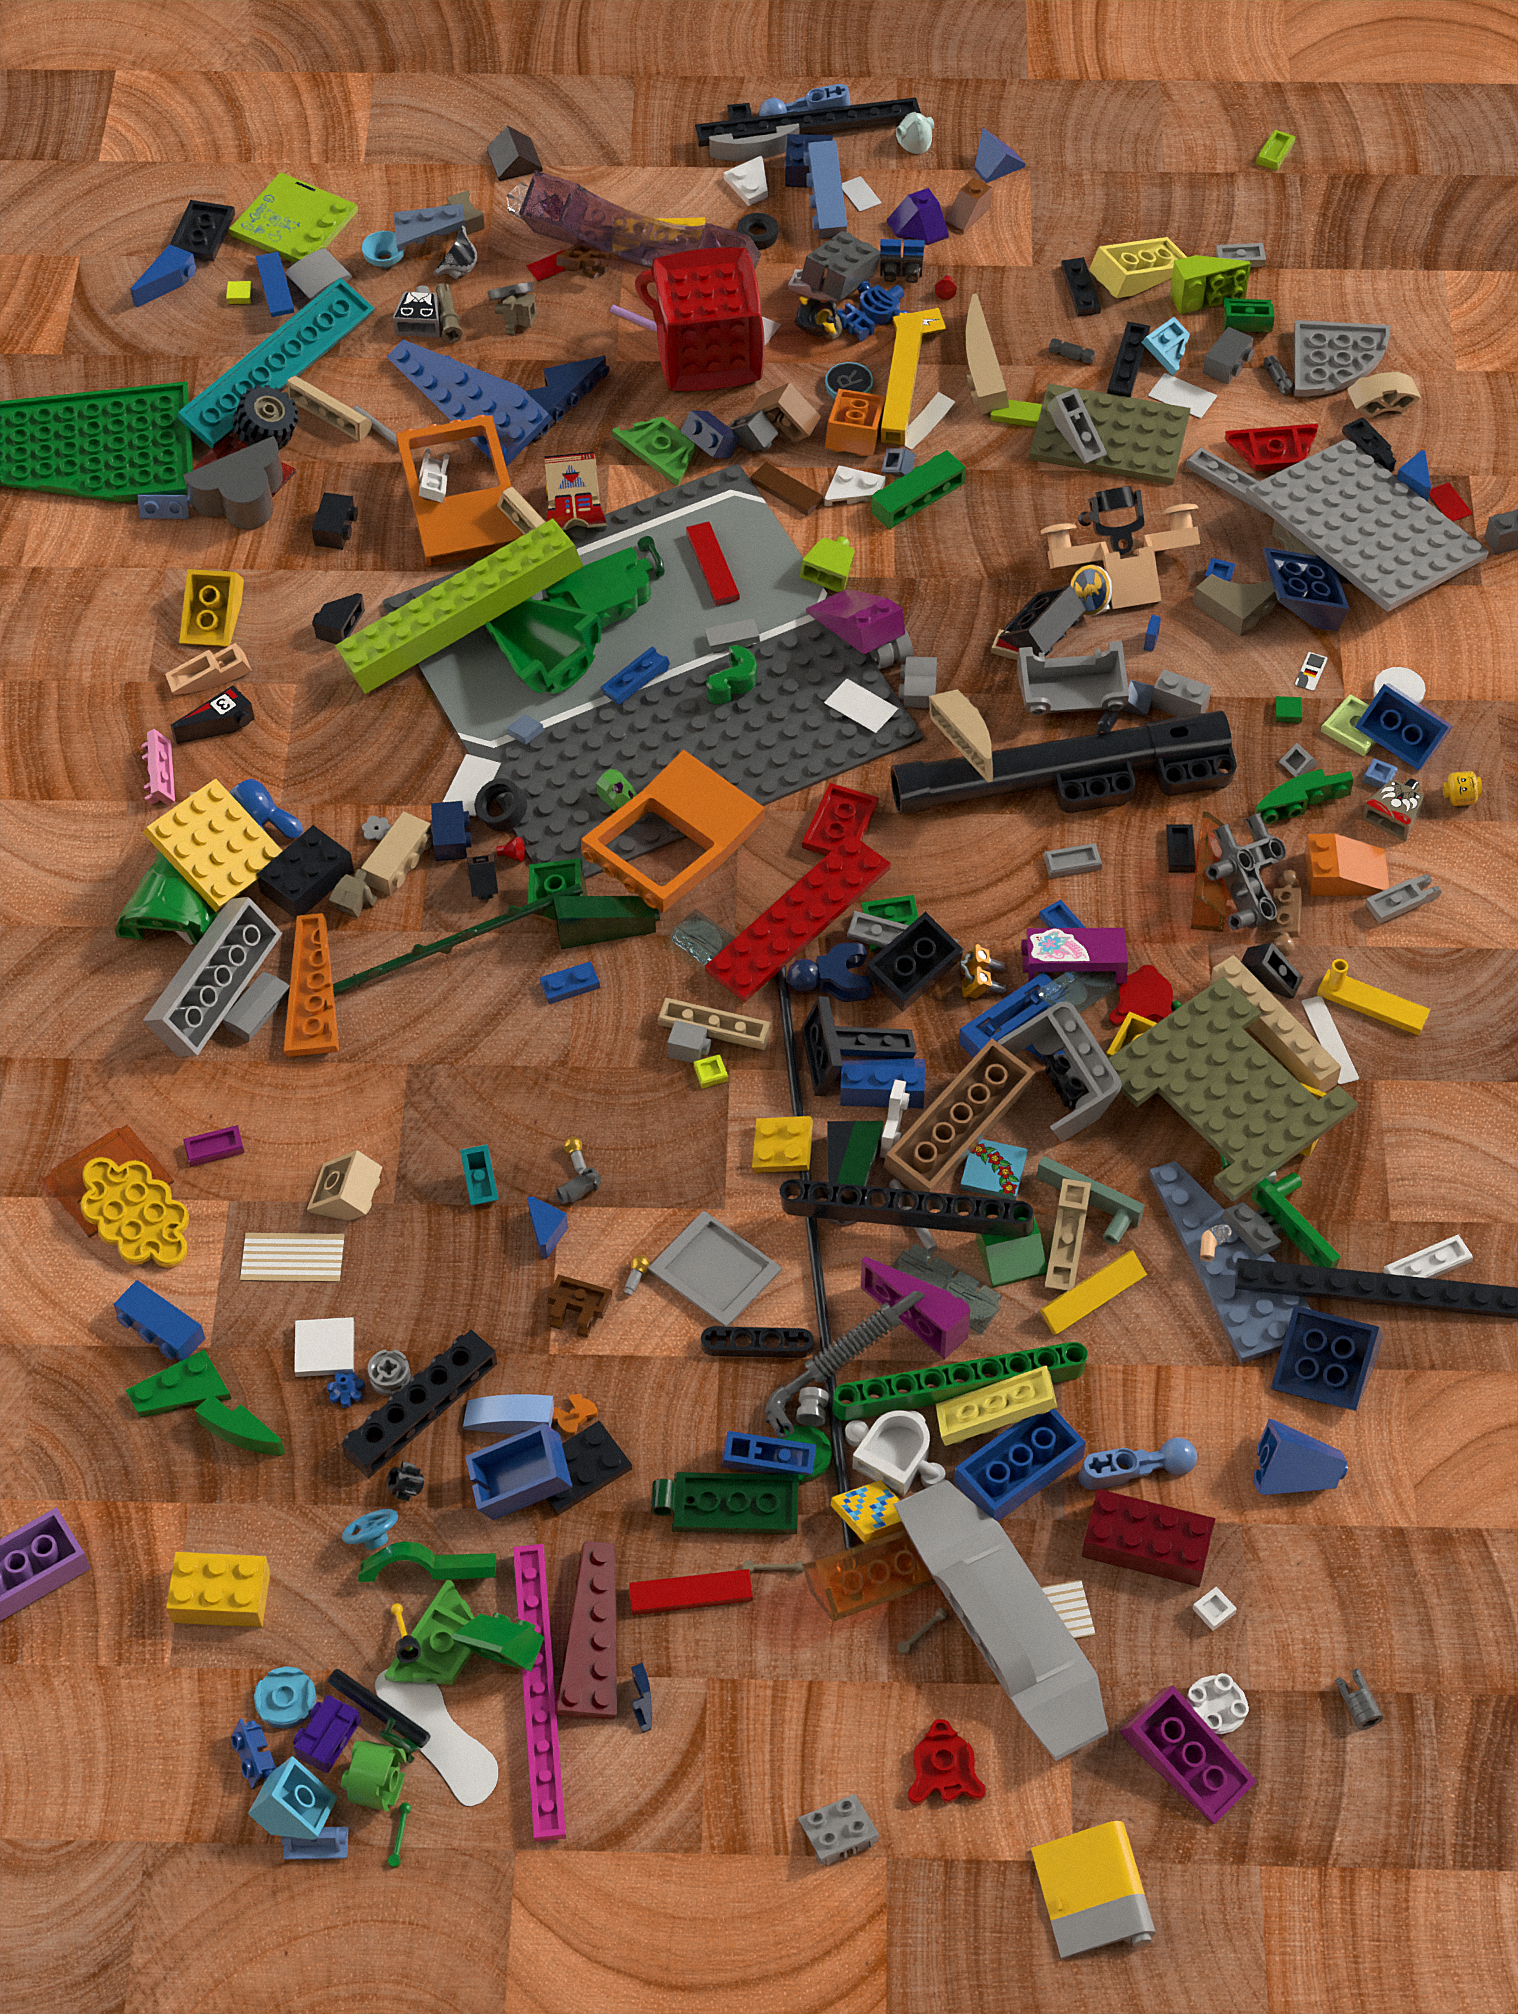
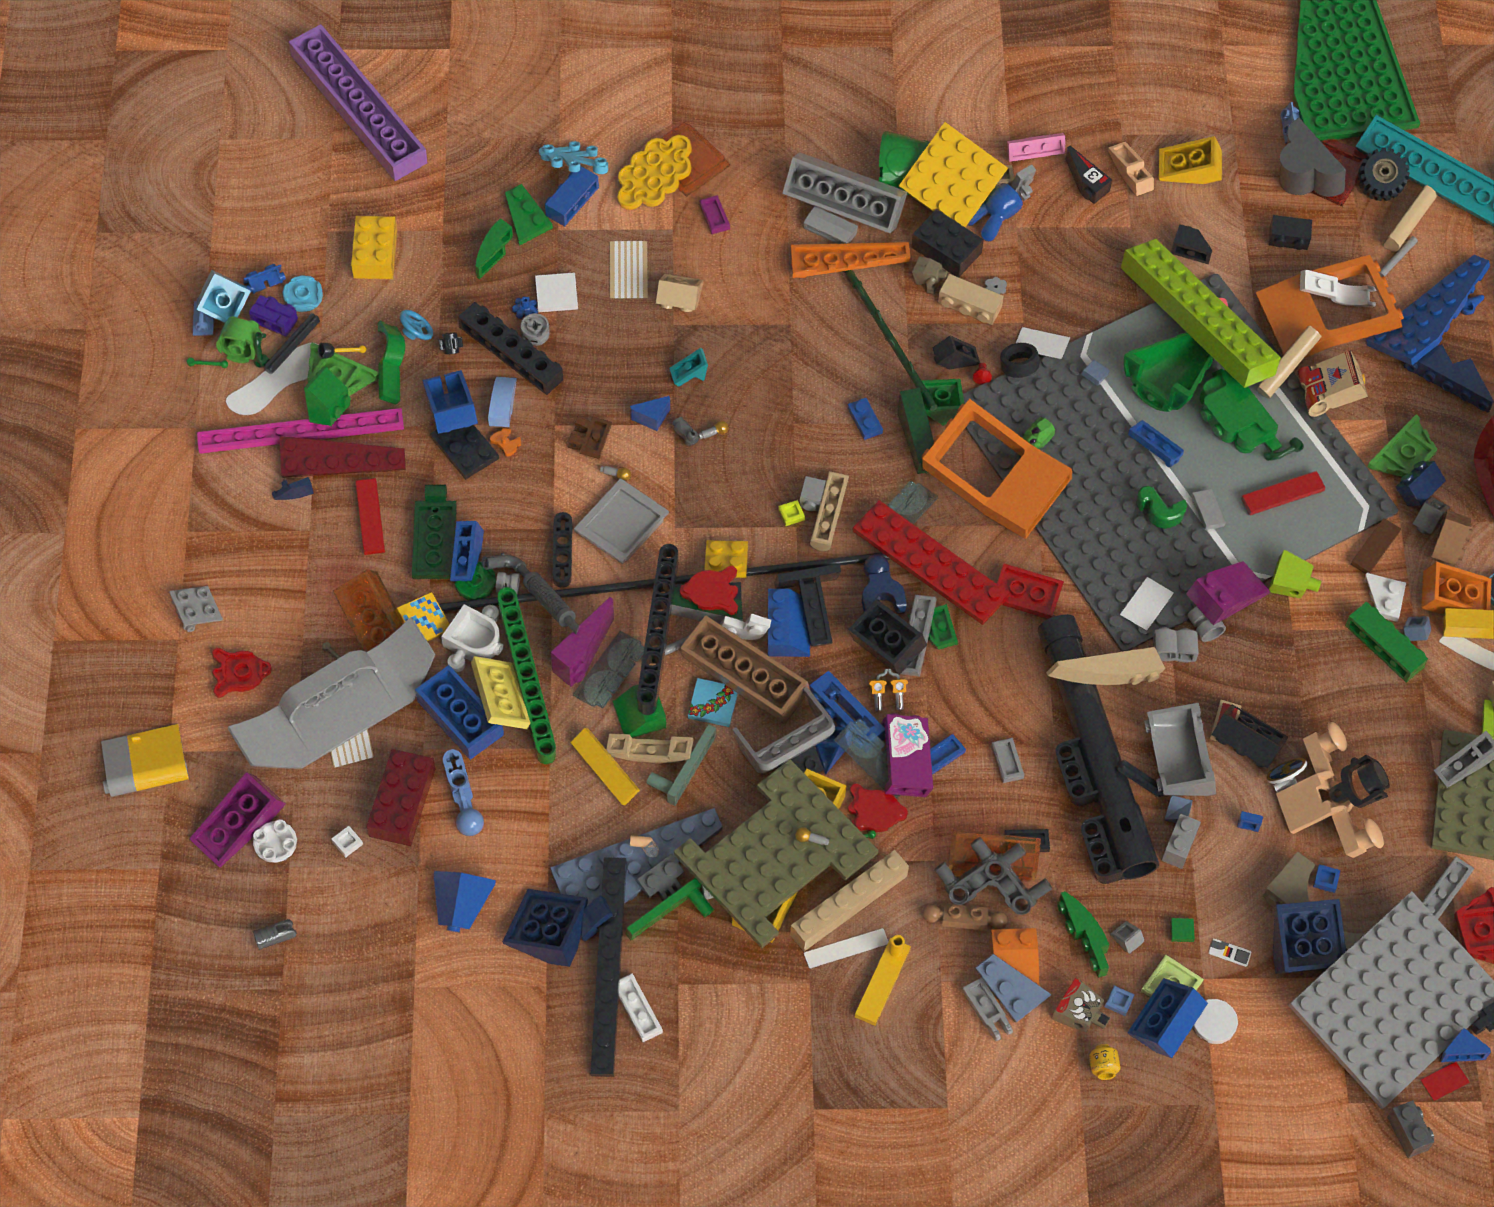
camera: 85 degrees right, 5 degrees up
(76, 1346) = (574, 158): none -> medium azure plant
(222, 771) = (1022, 181): none -> light grey plate
(449, 831) = (994, 330): dark blue brick -> none
(748, 1564) = (389, 552): dark tan hinge -> none
(844, 1151) = (712, 590): none -> red tile
(1214, 1044) = (805, 835): none -> piece
(1272, 969) = (903, 901): black slope -> none
(1318, 1294) = (593, 916): none -> dark blue slope
(1380, 868) = (1012, 988): none -> sand blue wing

